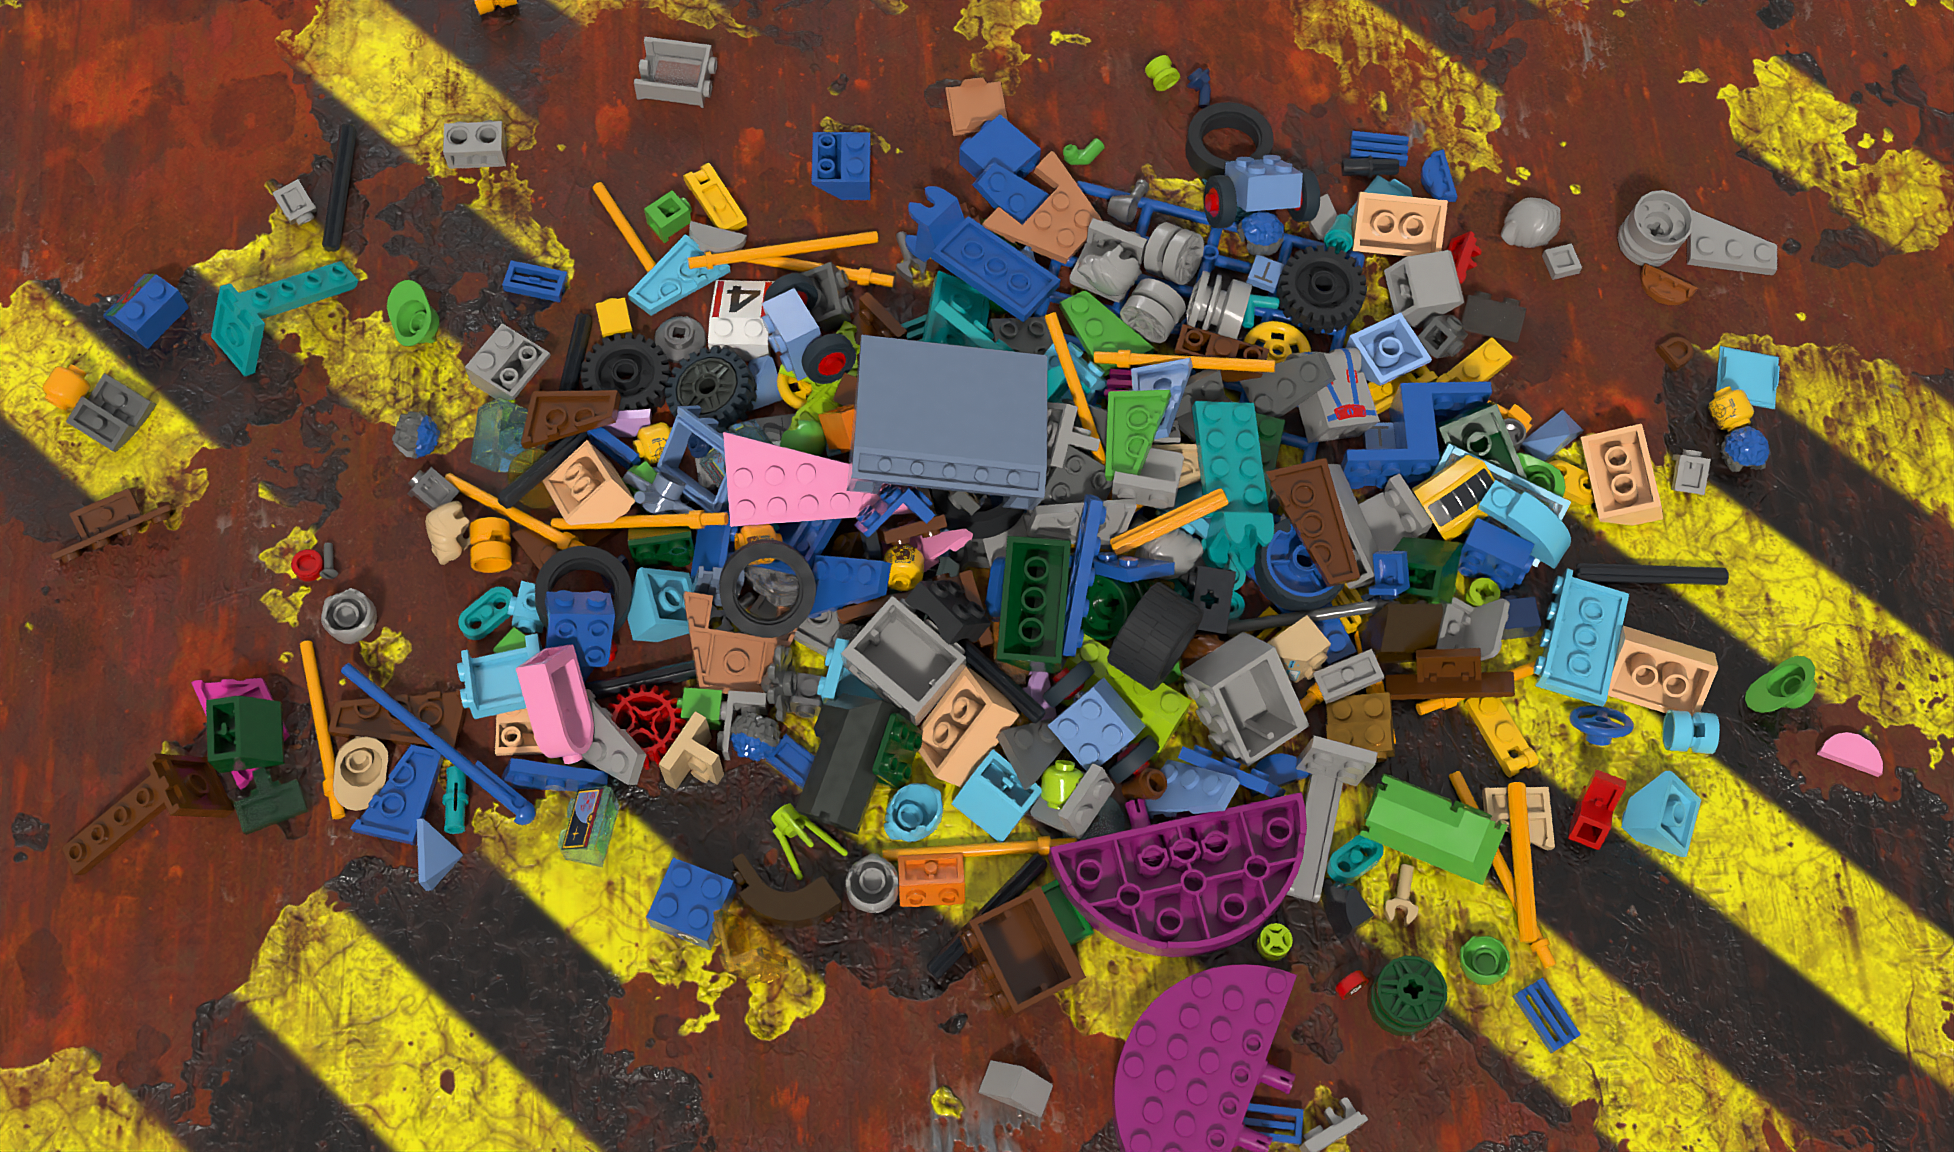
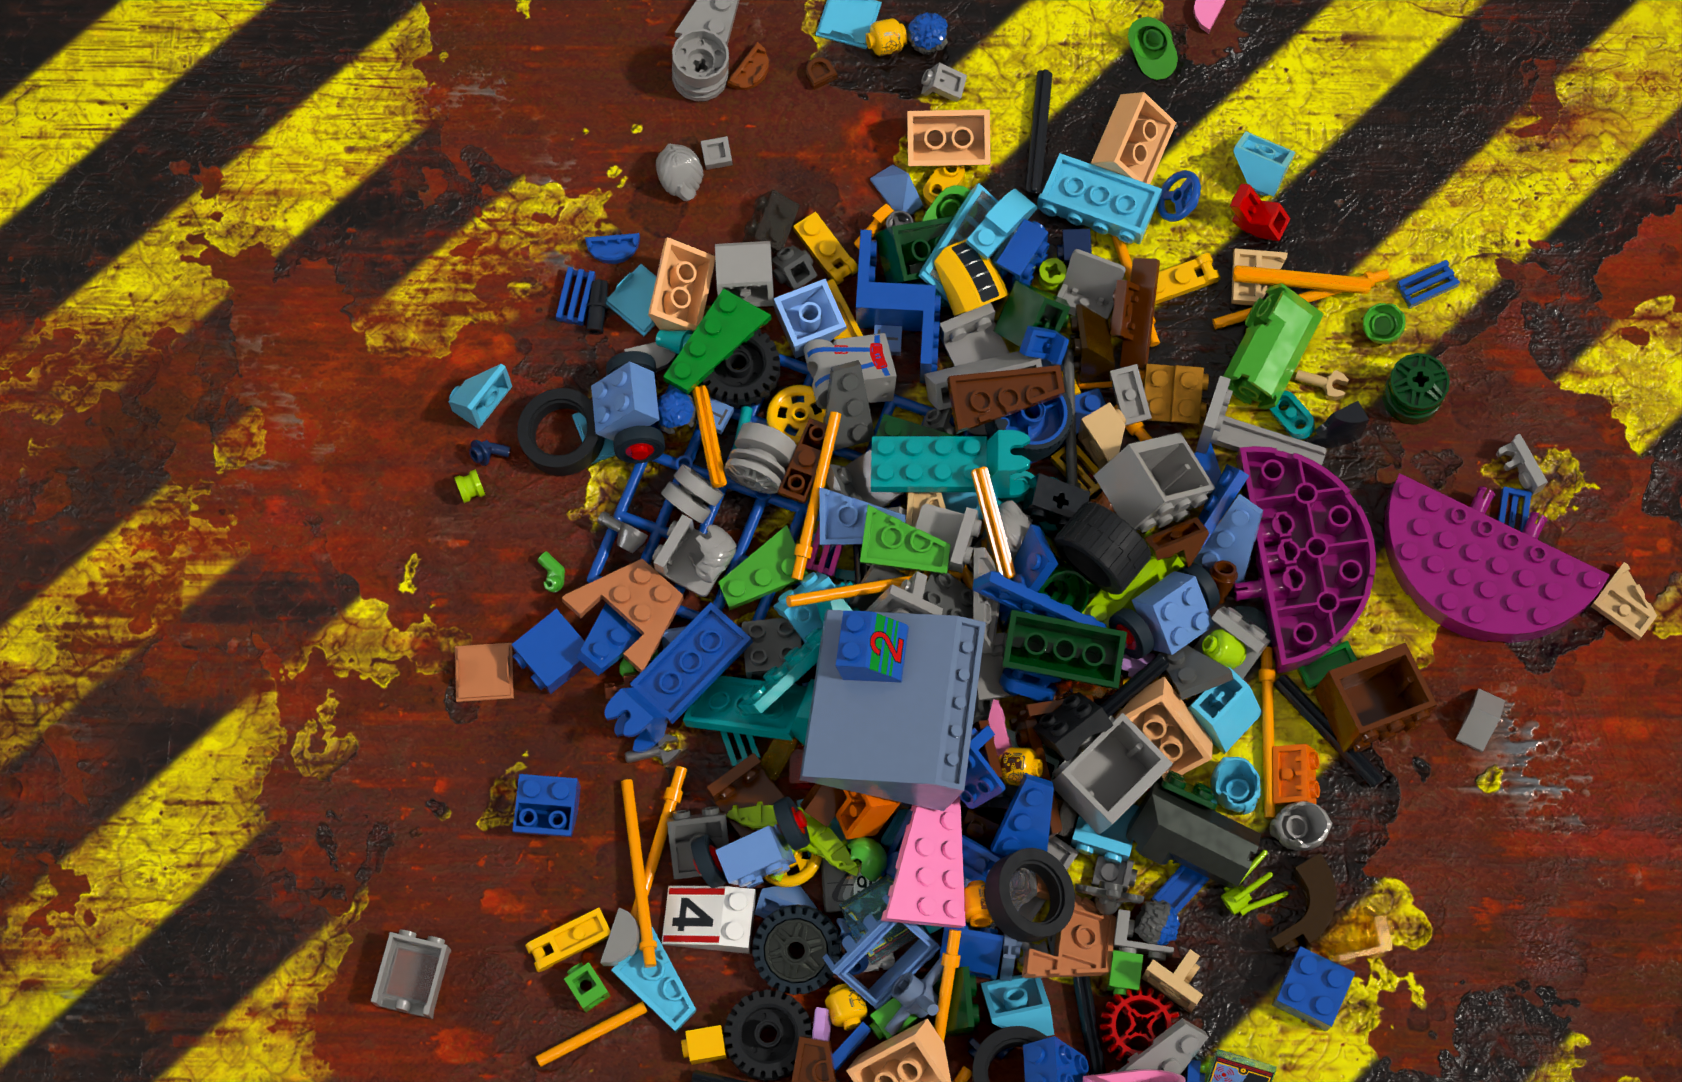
camera: 80 degrees left, 5 degrees up
(676, 348) = (720, 997): flat silver piece -> none
(1002, 383) = (871, 647): none -> blue slope
(1153, 310) = (753, 519): light grey wheel -> none
(1182, 728) = (1182, 539): none -> reddish brown slope
(1237, 262) = (709, 437): none -> light orange axle
(1255, 71) = (480, 395): none -> medium azure slope
(1279, 937) = (1363, 485): lime wheel -> none
(1351, 984) = (1400, 433): red tile -> none
(1353, 262) = (719, 333): none -> green wing
(1462, 250) = (705, 238): red plate -> none
(1685, 731) = (1190, 126): medium azure wheel -> none

